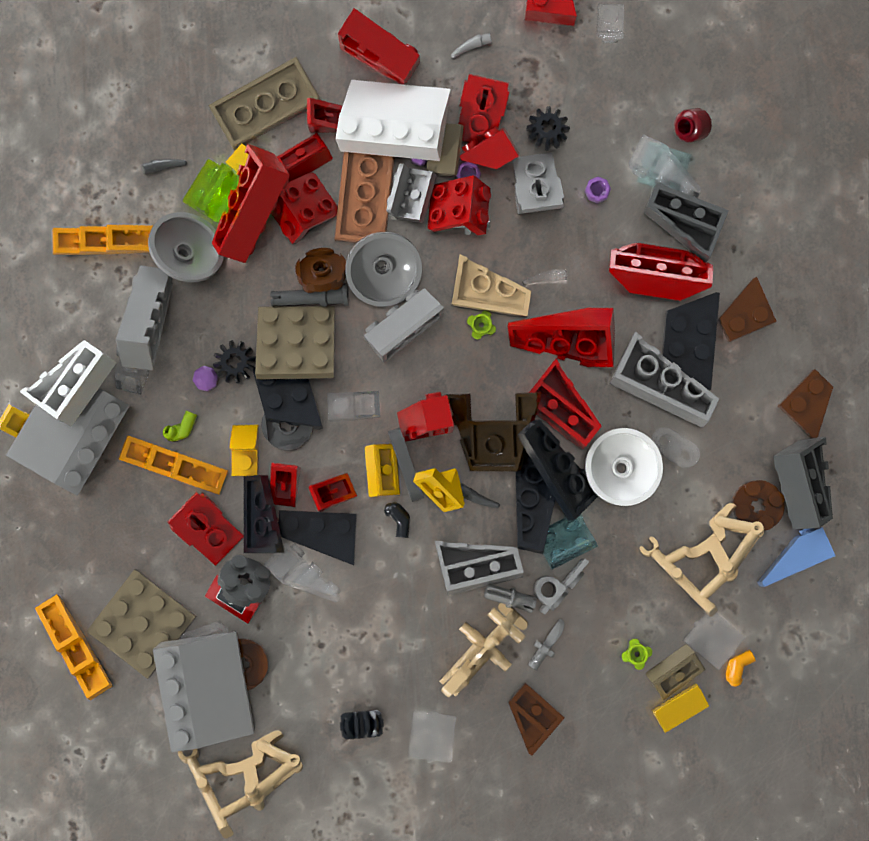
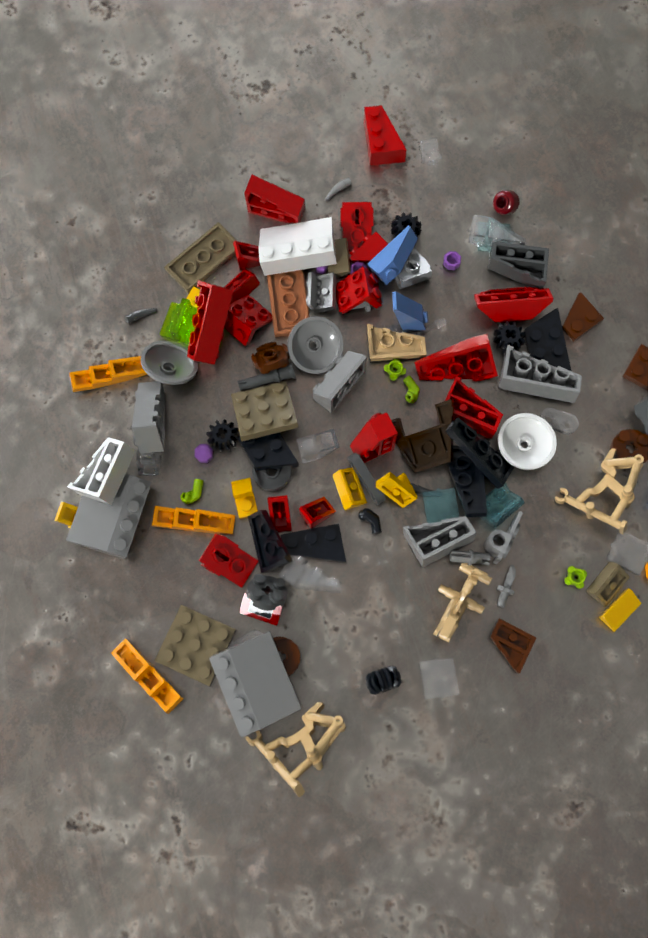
camera: 10 degrees left, 10 degrees down
(492, 523) = (440, 505): none -> clear light blue piece
(497, 359) = (413, 390): none -> lime arm
(517, 171) = (392, 258): none -> medium blue slope
(517, 257) = (409, 313): none -> medium blue slope
(644, 309) = (509, 335): none -> black gear

